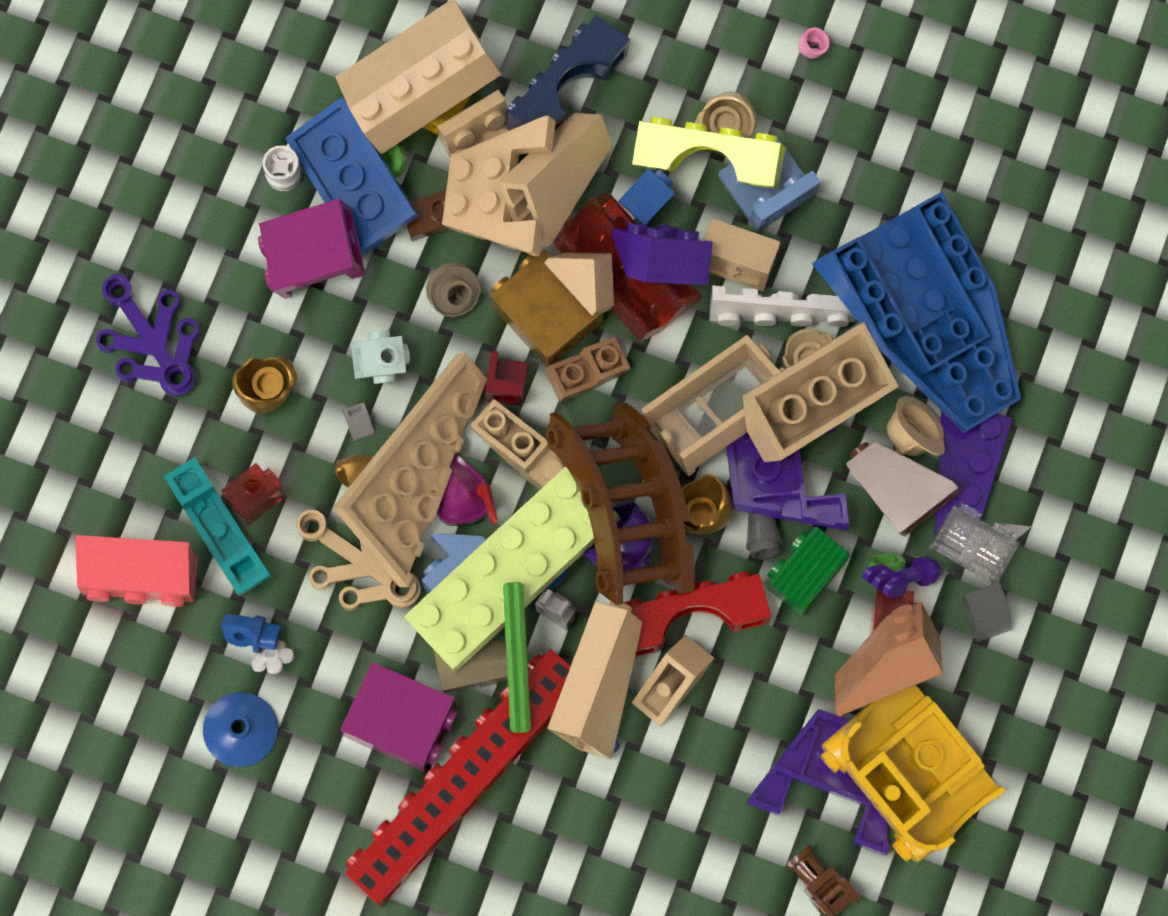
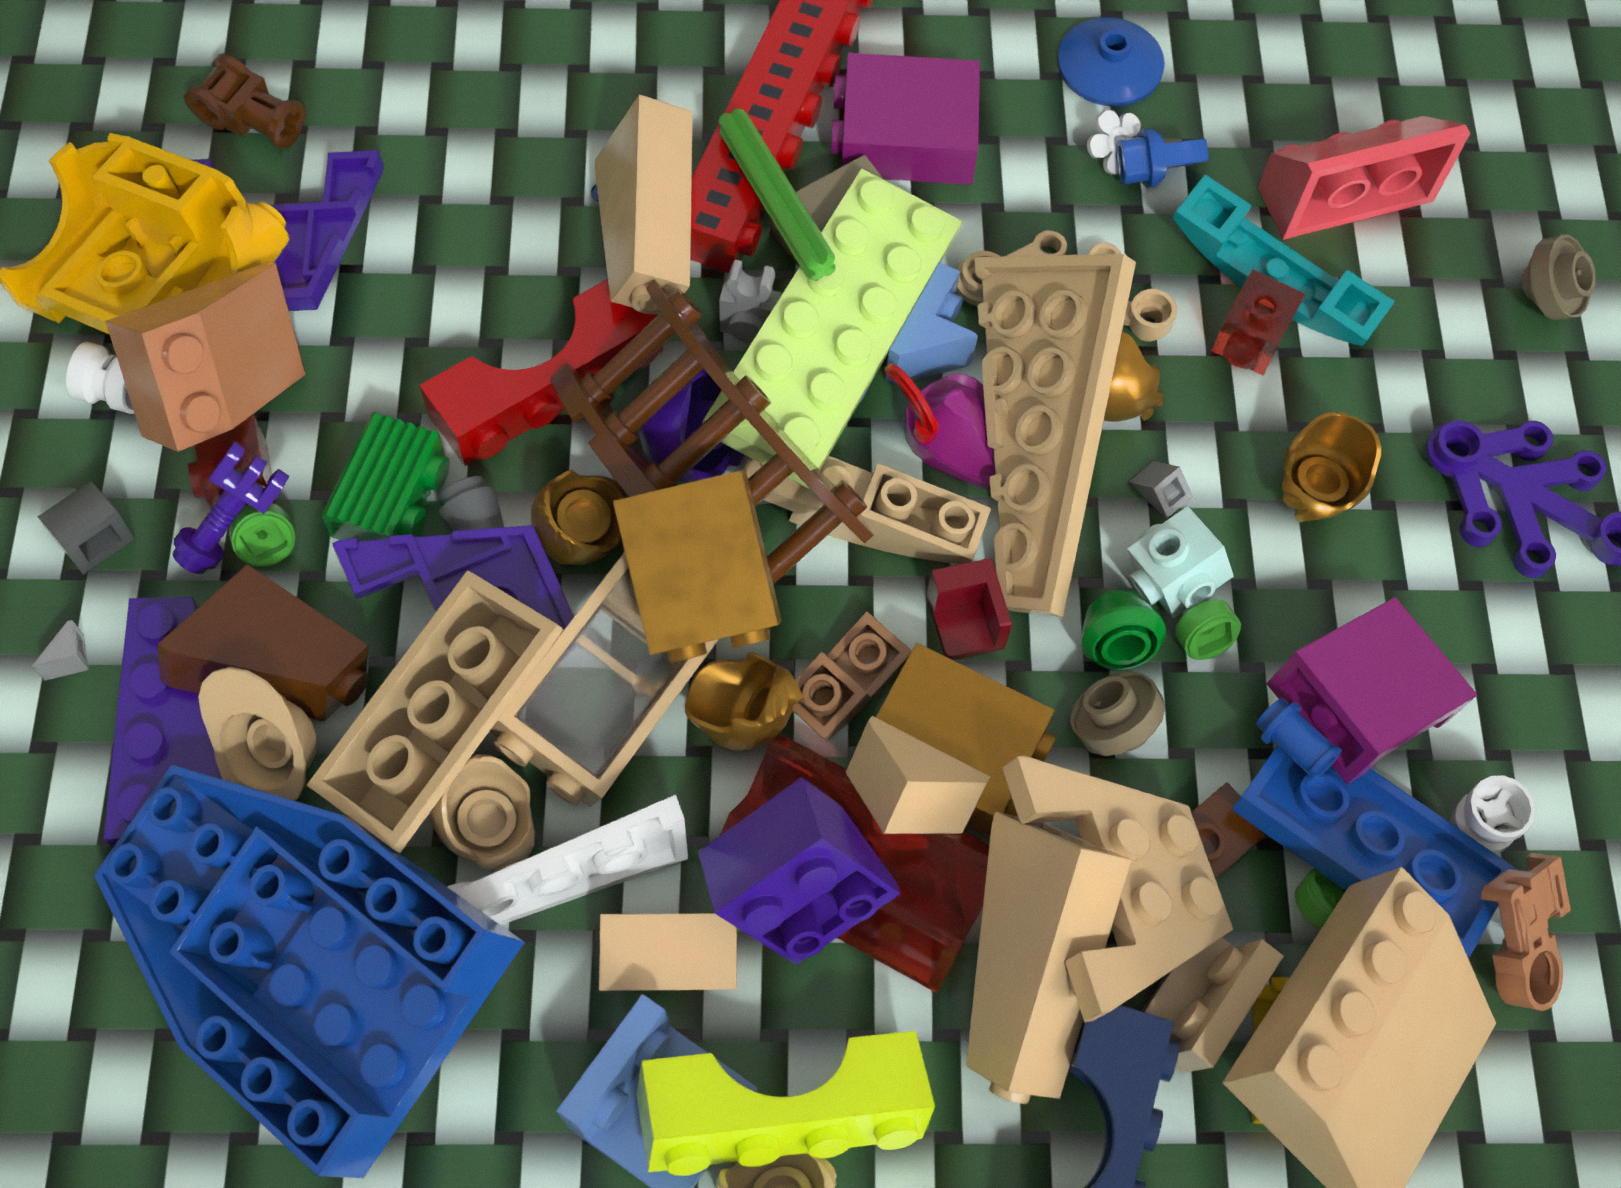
camera: 155 degrees right, 10 degrees down
(53, 455) = (1559, 278): none -> dark tan plate
(305, 93) = (1529, 962): none -> nougat piece
(368, 234) = (1297, 738): none -> blue pin
(378, 321) = (1207, 629): none -> bright green tile
(428, 336) = (1121, 631): none -> green cone
(647, 195) = (865, 985): blue brick -> none
(653, 363) = (742, 701): none -> pearl gold hair
(654, 421) = (698, 565): none -> pearl gold brick
(672, 680) = (538, 281): tan slope -> none
(960, 705) = (96, 376): none -> white wheel
(974, 543) = (115, 588): clear brick -> none

